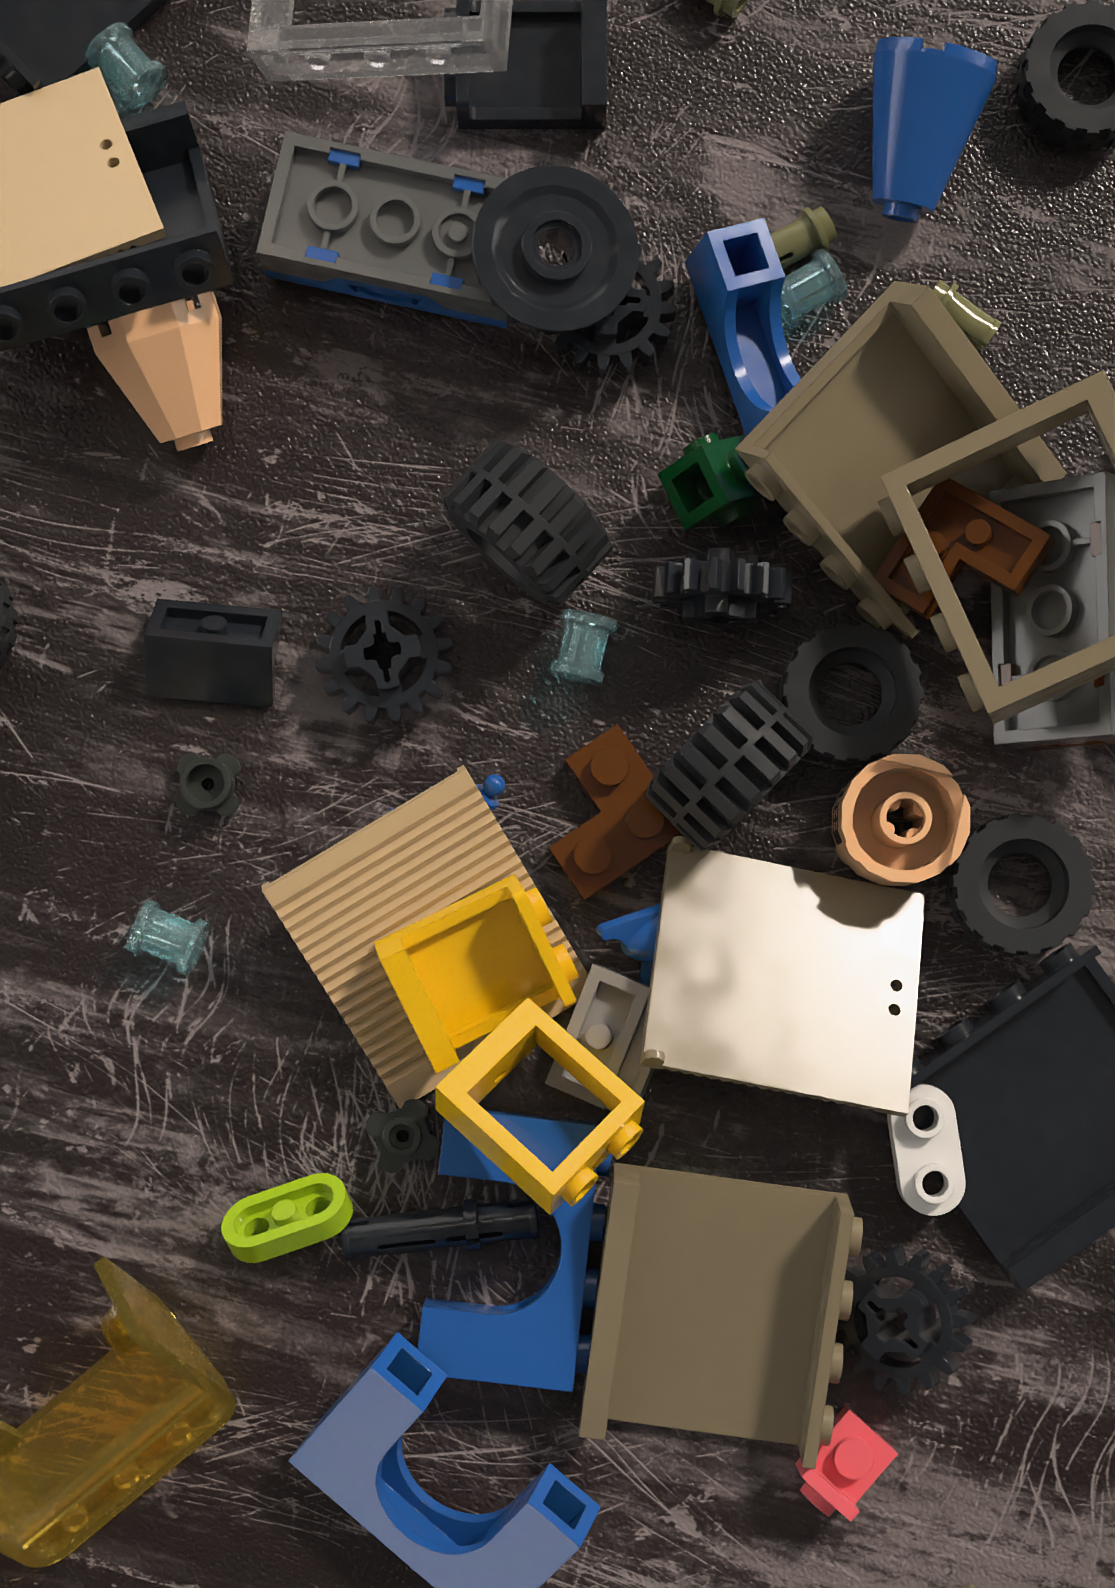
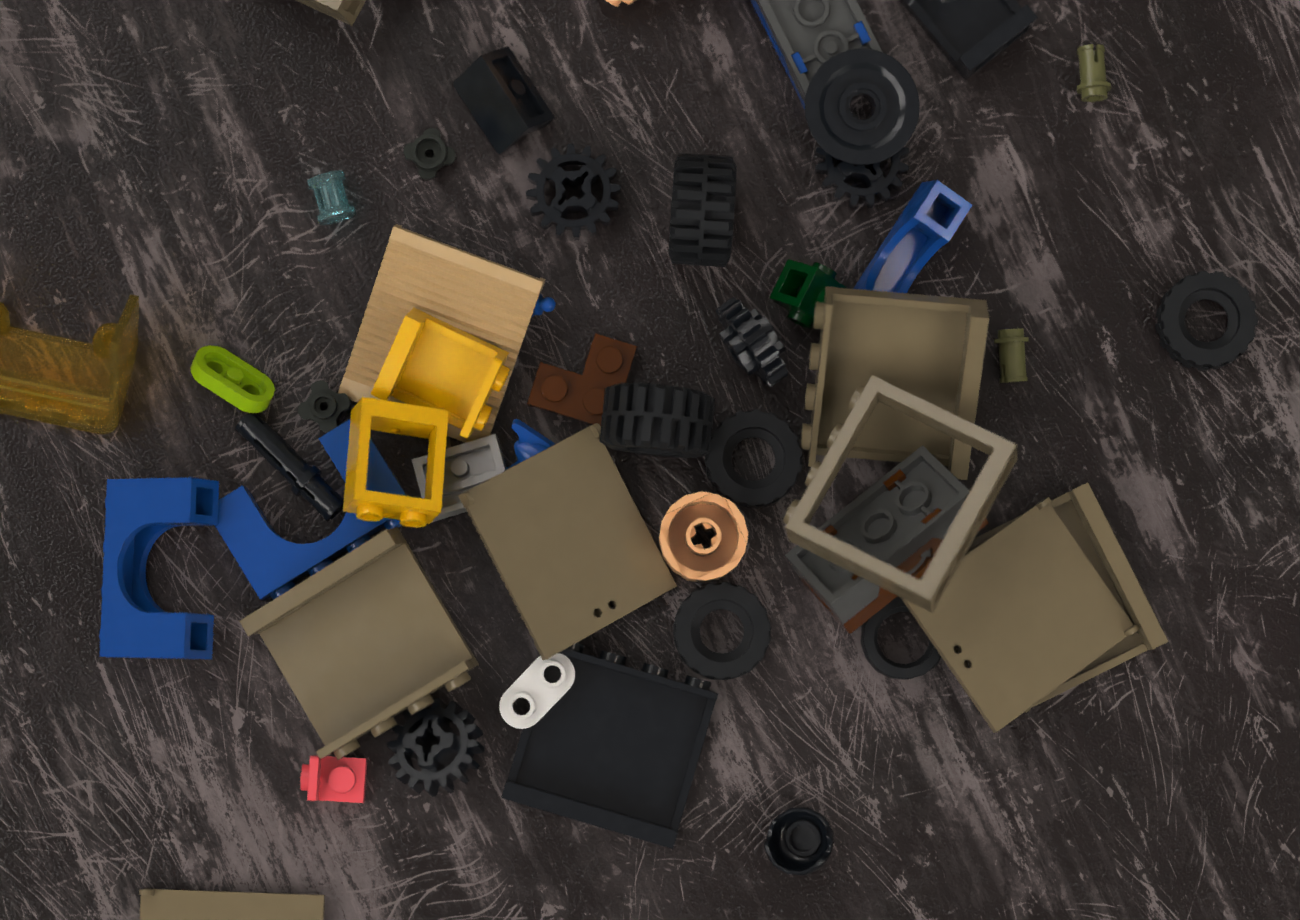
camera: 50 degrees right, 0 degrees up
(583, 646) = (663, 294): clear light blue bush -> none
(804, 236) = (984, 234): olive pin -> none
(811, 288) = (960, 261): clear light blue bush -> none
(922, 120) = (1099, 250): blue cone -> none
(967, 534) = (885, 448): reddish brown plate -> none

